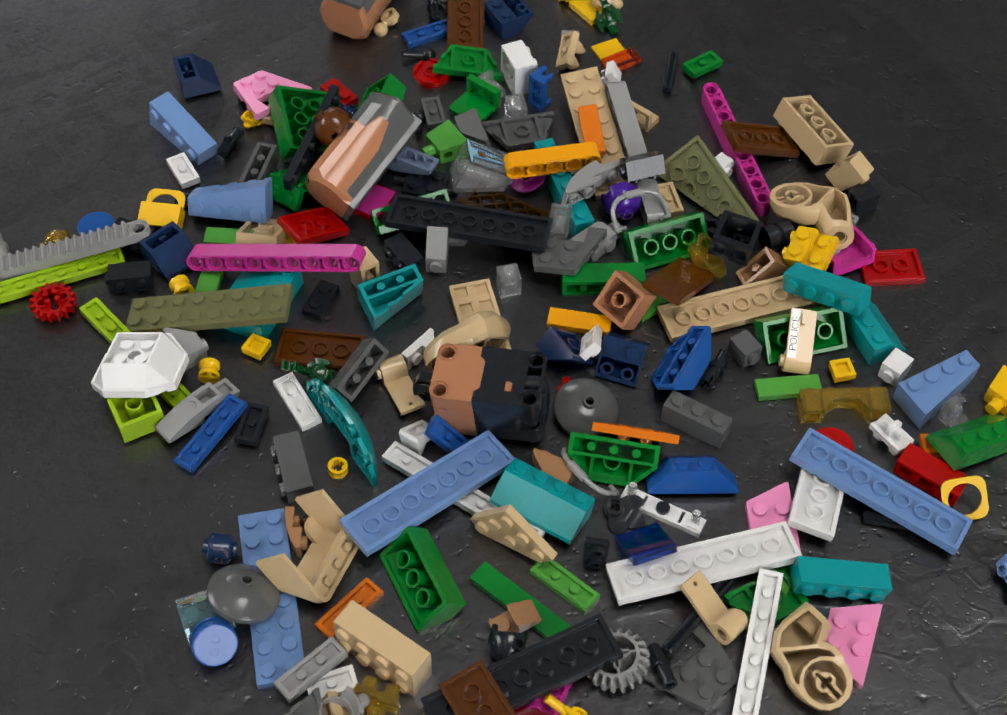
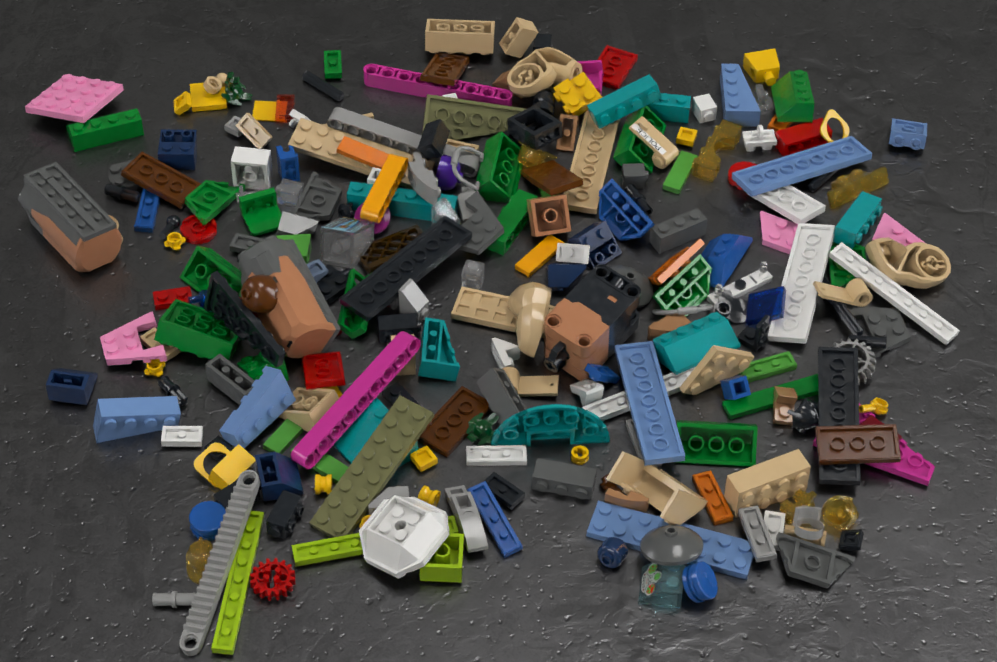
camera: 60 degrees left, 5 degrees down
(404, 64) = (174, 240): none -> yellow plate
(505, 563) = (735, 387): none -> blue brick
(901, 556) = (851, 185): none -> clear yellow bracket

